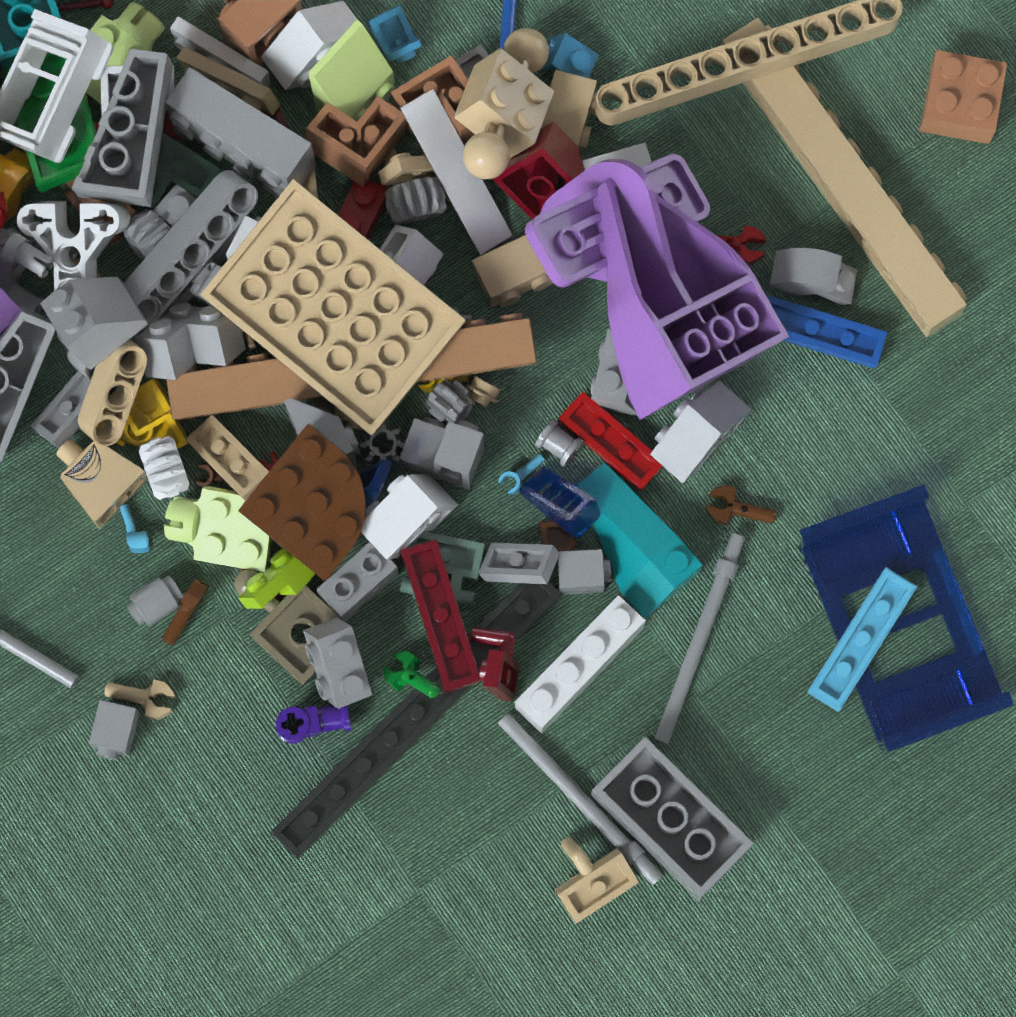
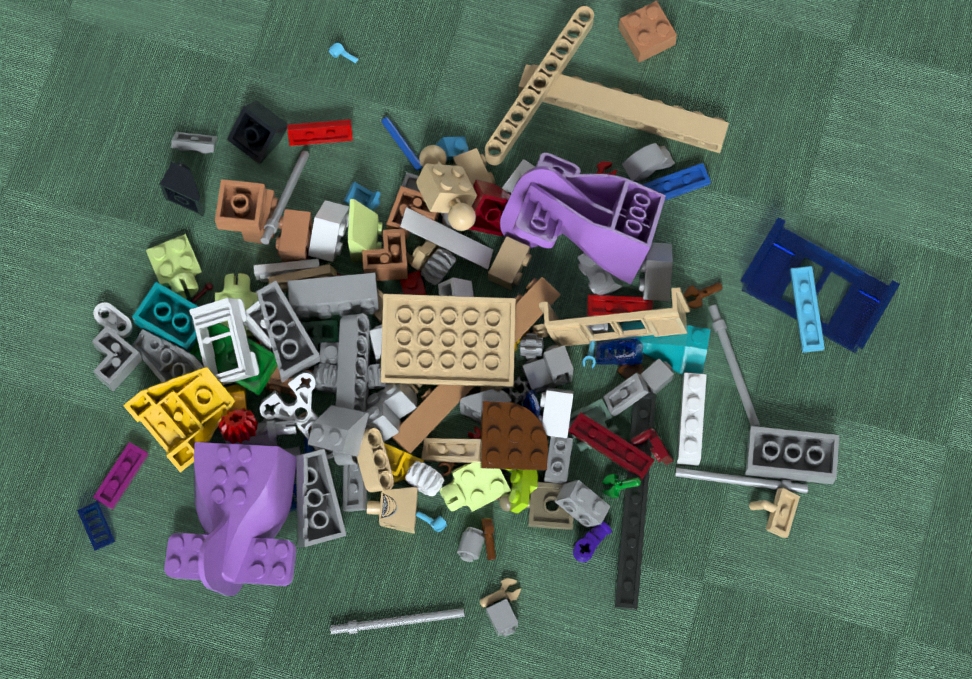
camera: 40 degrees left, 5 degrees down
(657, 513) = (657, 323): none -> tan piece

